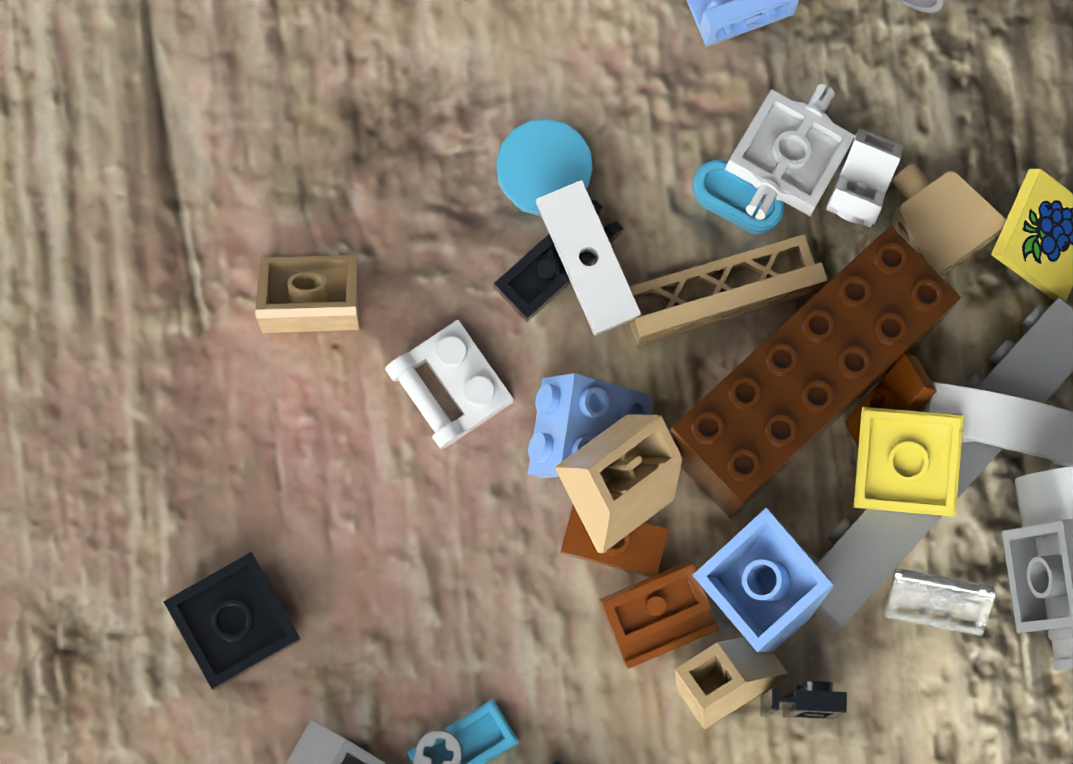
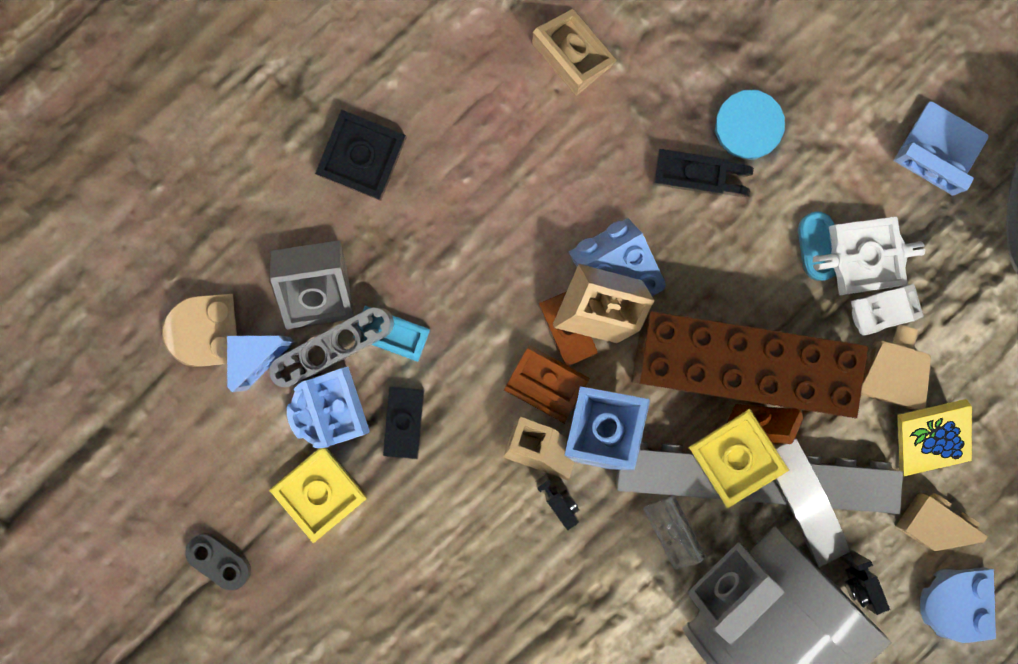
camera: 60 degrees right, 10 degrees up
(462, 374) = (595, 172): white plate -> none
(578, 230) = (726, 171): white tile -> none
(730, 301) = (755, 289): tan fence -> none

